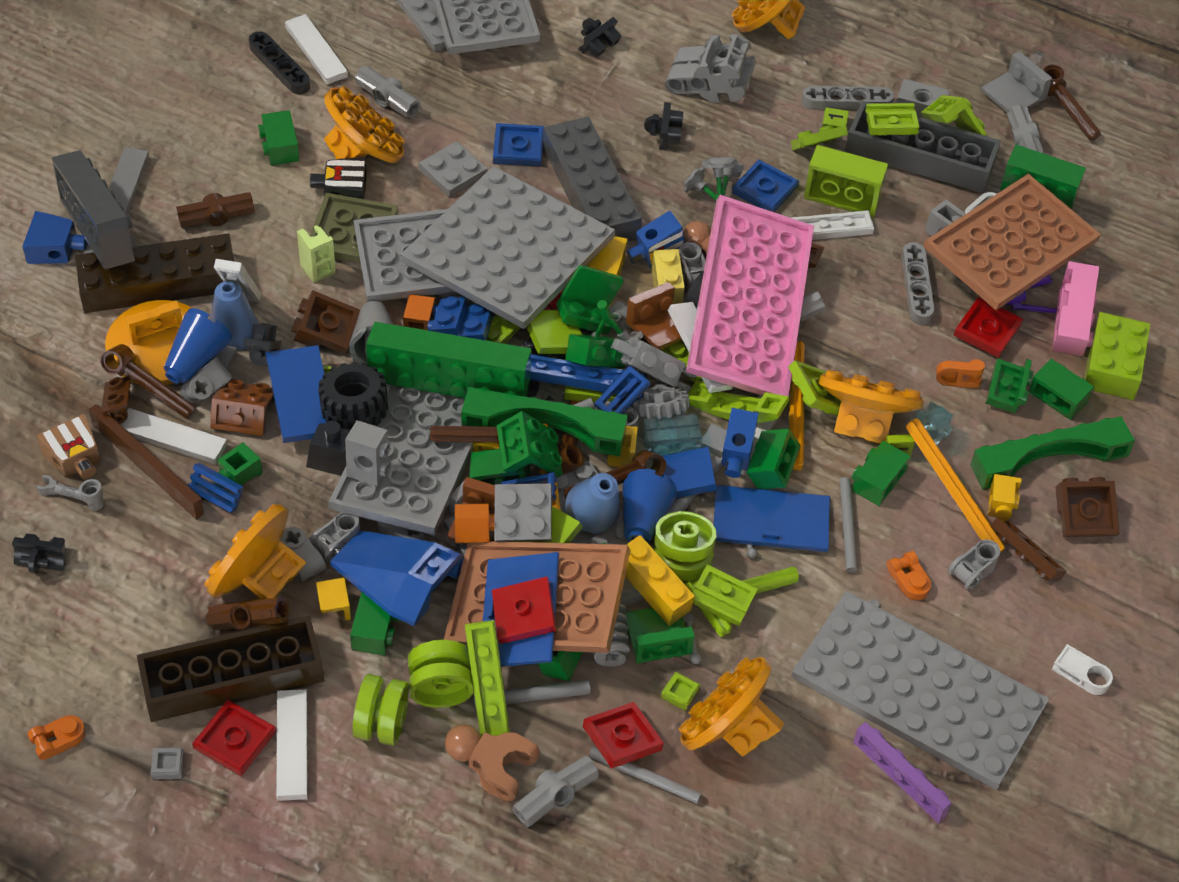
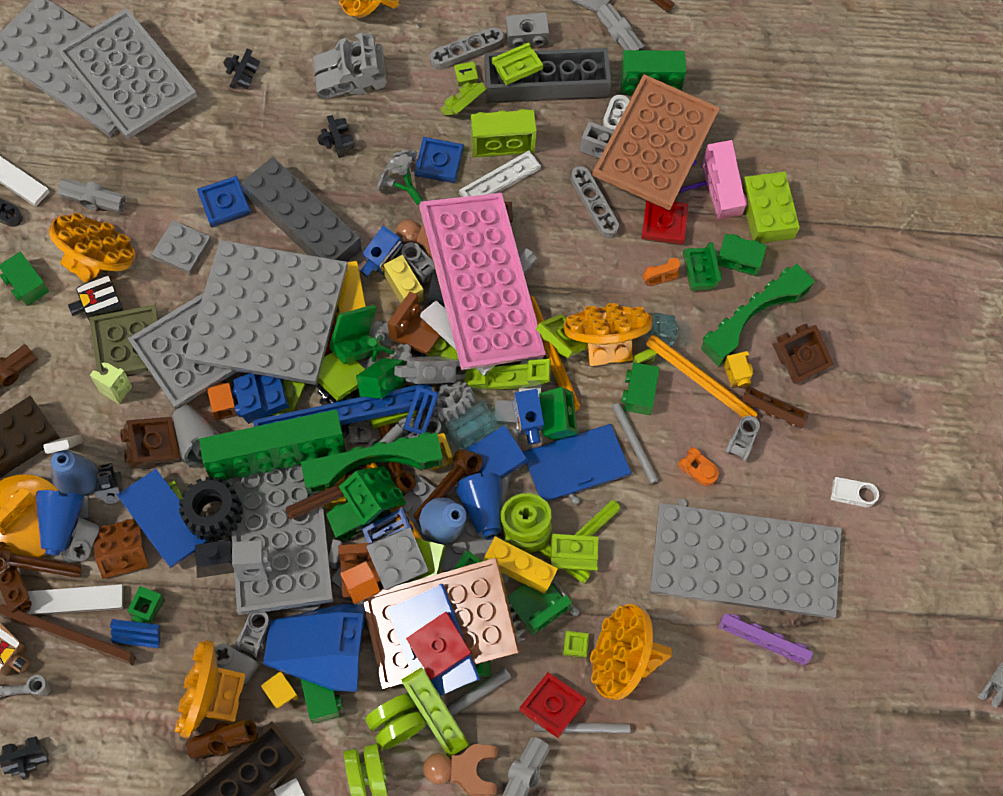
camera: 25 degrees left, 15 degrees up
(956, 109) = (557, 36): lime bracket -> none

